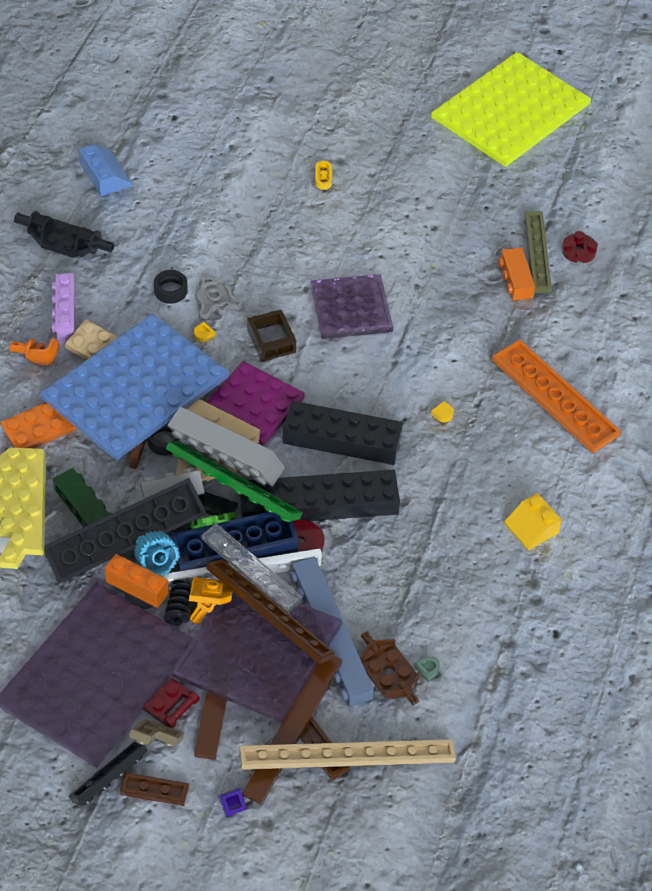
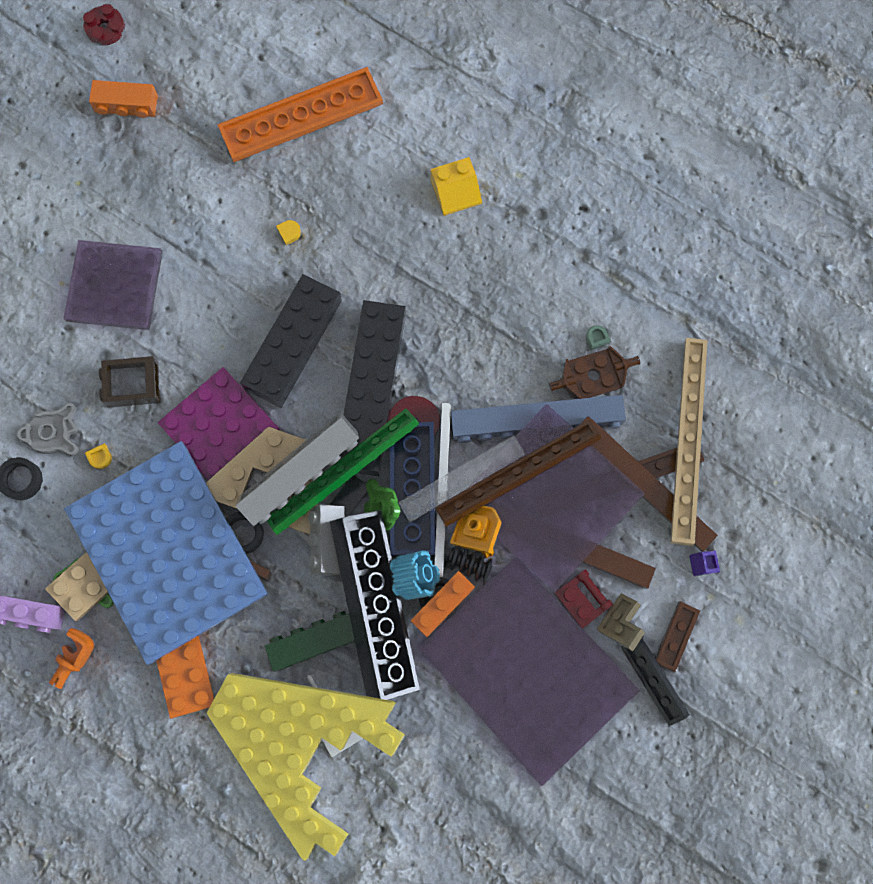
camera: 75 degrees left, 25 degrees up
(538, 251) = (93, 66): olive plate -> none

